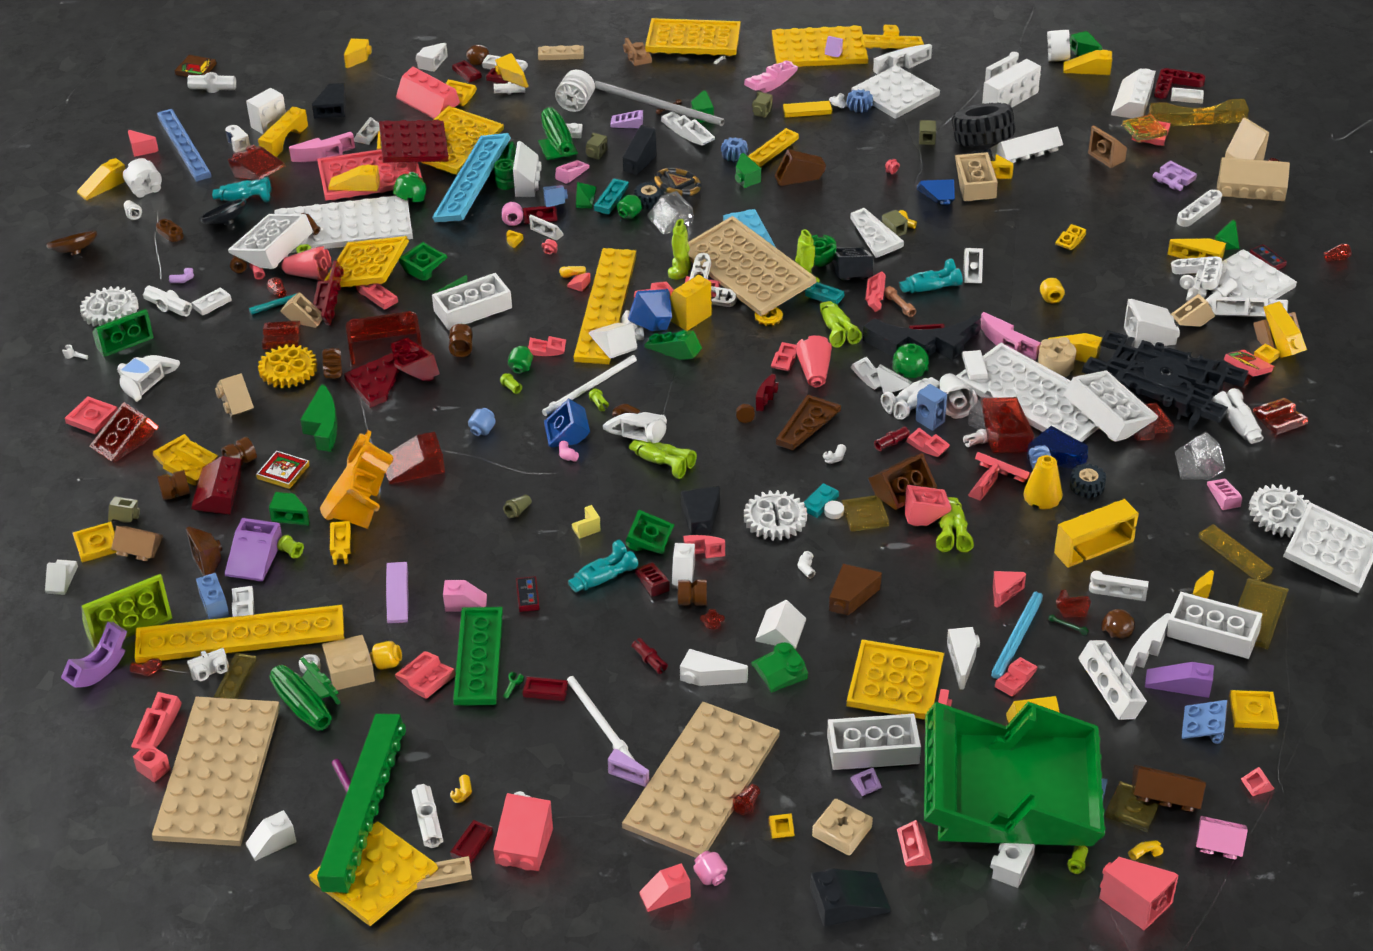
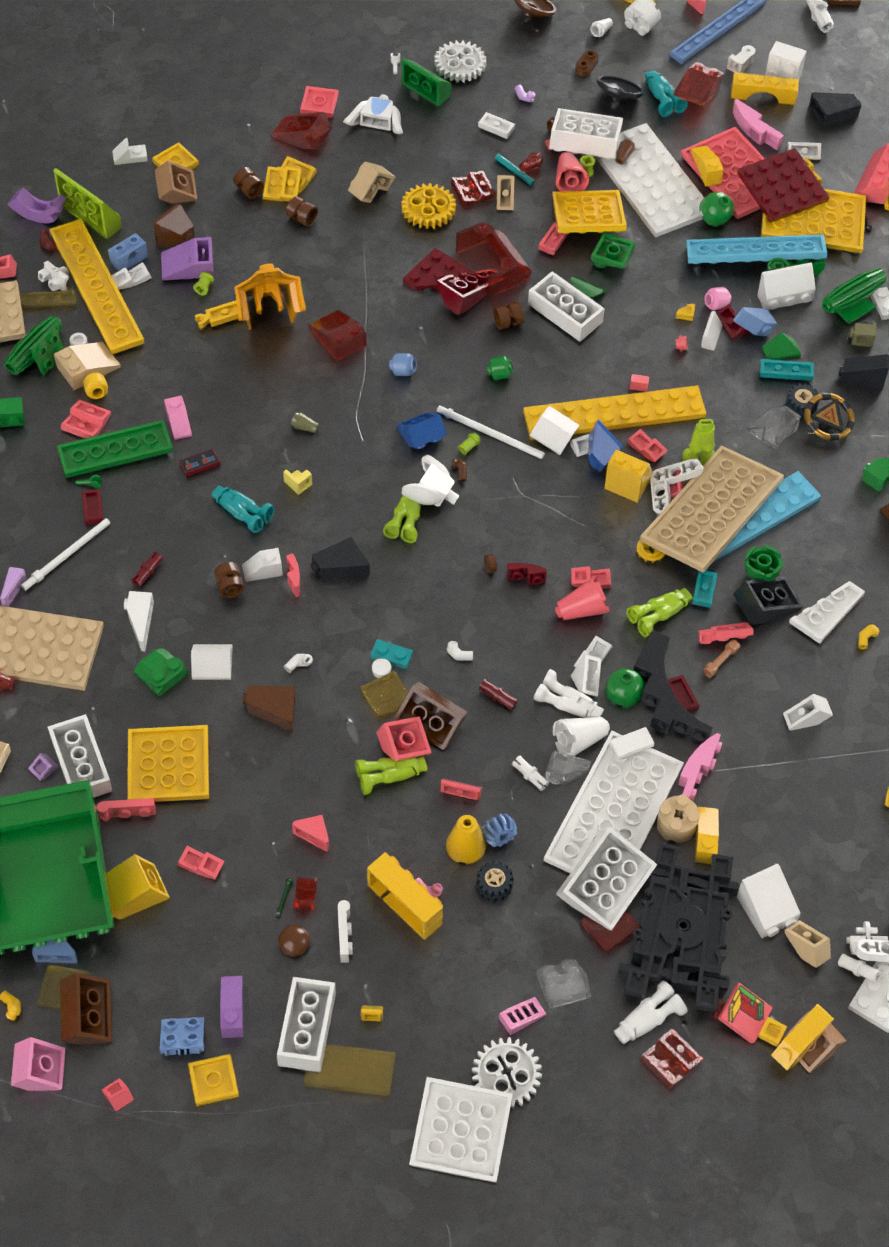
camera: 70 degrees right, 15 degrees up
(123, 510) = (212, 165): olive brick -> none
(167, 301) = (484, 96): white piece -> none
(217, 485) = (258, 213): dark red slope -> none
(283, 469) = (298, 248): tile -> none
(288, 509) = (247, 264): green slope -> none
(321, 420) = (368, 252): green slope -> none
(327, 292) = (532, 200): dark red bracket -> none
(332, 363) = (438, 233): reddish brown gear -> none
(397, 592) = (170, 371): lavender slope -> none
(508, 381) = (468, 370): lime pin -> none
(552, 347) = (531, 383): coral slope -> none
(567, 453) = (390, 437): bright pink arm -> none
(570, 171) = (811, 325): bright pink slope -> none
(570, 271) = (650, 369): yellow arm -> none
(629, 207) = (771, 388): green head -> none
(649, 533) = (295, 528): green slope -> none
(661, 582) = (238, 558): dark red slope -> none
(676, 345) = (570, 481): green slope -> none
(712, 619) = (209, 609): clear red plate -> none
(761, 517) = (353, 621): white gear -> none
(806, 251) = (729, 556): lime piece -> none
(806, 420) = (498, 616): reddish brown wing -> none
(895, 222) = (850, 625): olive brick -> none
(930, 445) = (505, 728): coral slope -> none
(931, 407) = (545, 714): medium blue brick -> none
(933, 279) = (765, 677): teal piece -> none
(962, 649) = (212, 812): white slope -> none
(1004, 468) = (489, 797): coral plate -> none
(1006, 425) = (542, 786): clear red slope -> none
(1017, 635) = (256, 854): medium azure axle -> none
(1052, 290) = (794, 796): yellow head -> none
(1064, 448) = (532, 844): clear blue slope -> none
(1112, 679) = (207, 941): white brick -> none
(1148, 643) = (275, 971): white slope -> none
(1235, 552) = (433, 1037): clear yellow tile -> none
(1243, 306) = (849, 1006): white slope -> none

